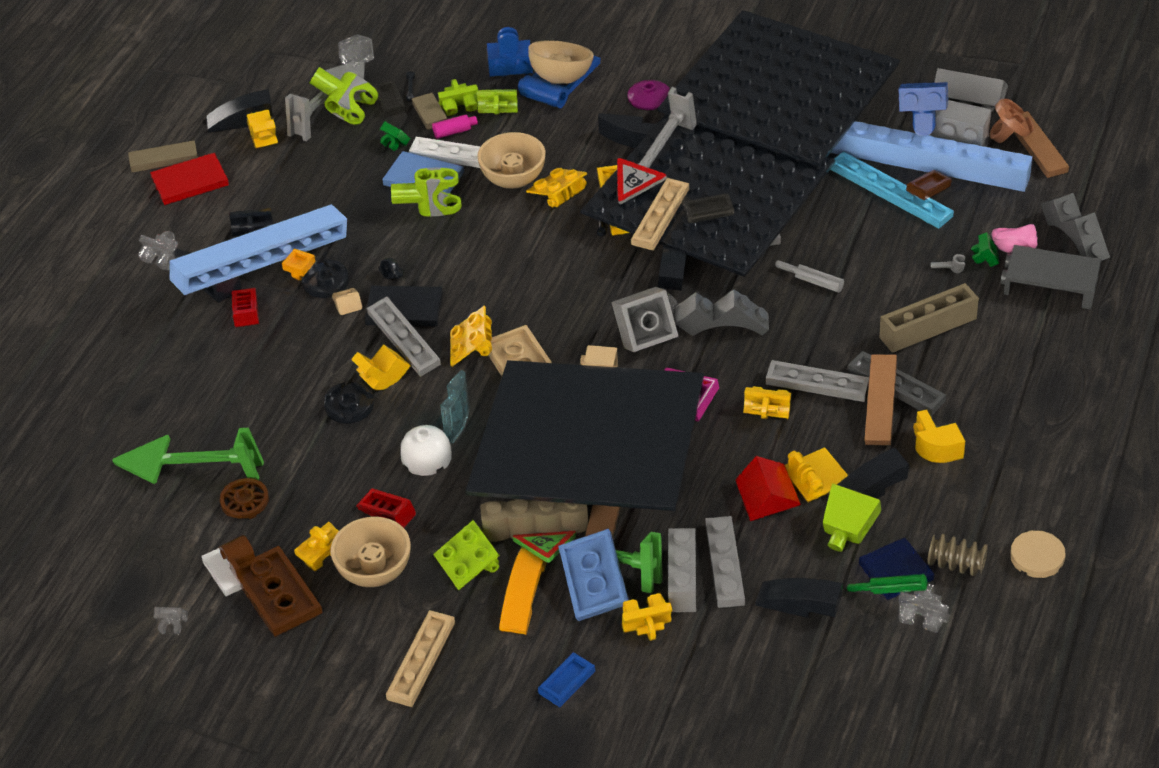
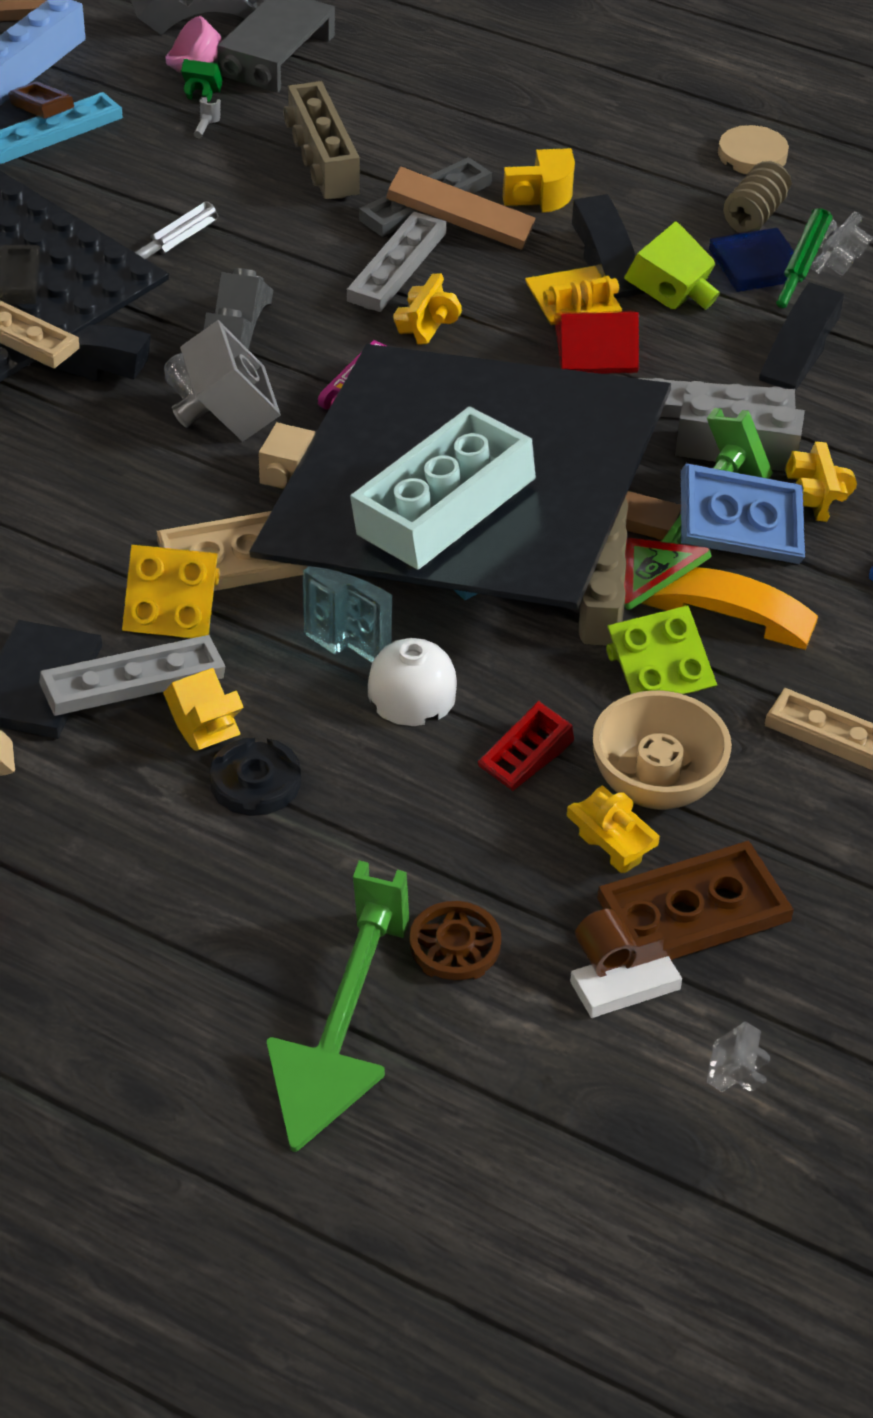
camera: 85 degrees left, 0 degrees up
(542, 414) = (443, 487): none -> light aqua brick

